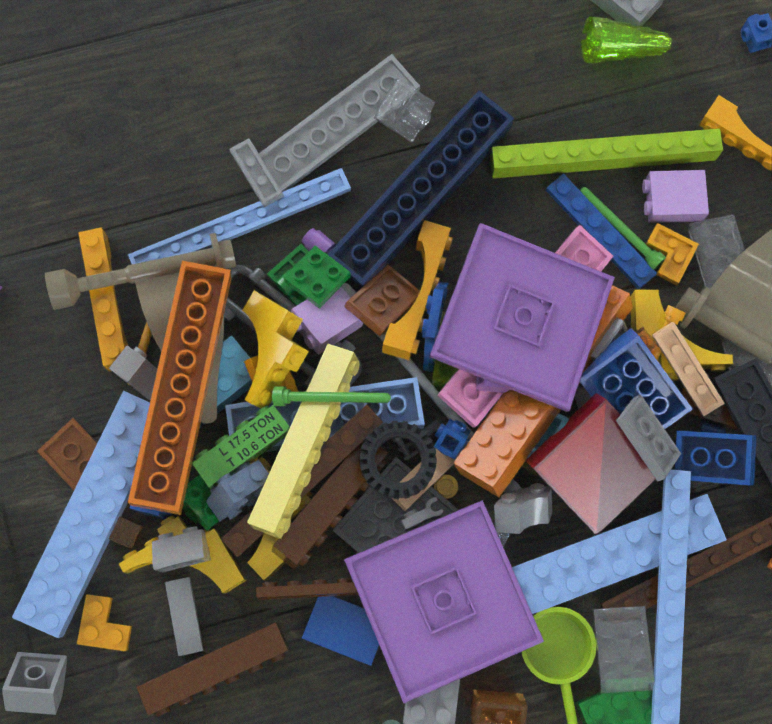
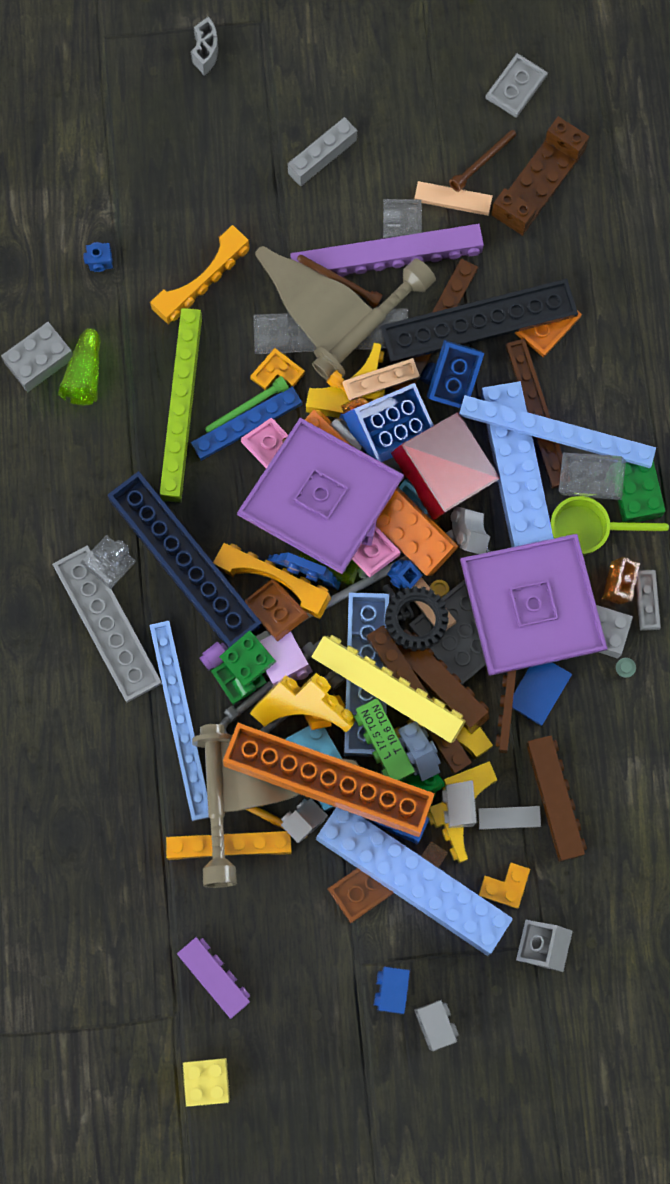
camera: 80 degrees left, 0 degrees up
(256, 172) = (140, 697): light grey tile -> none
(283, 396) = (350, 698): bright green piece -> none
(415, 518) = (463, 615): light grey plate -> none
(648, 437) = (434, 420): light grey tile -> none
(675, 196) = (229, 356): lavender brick -> none

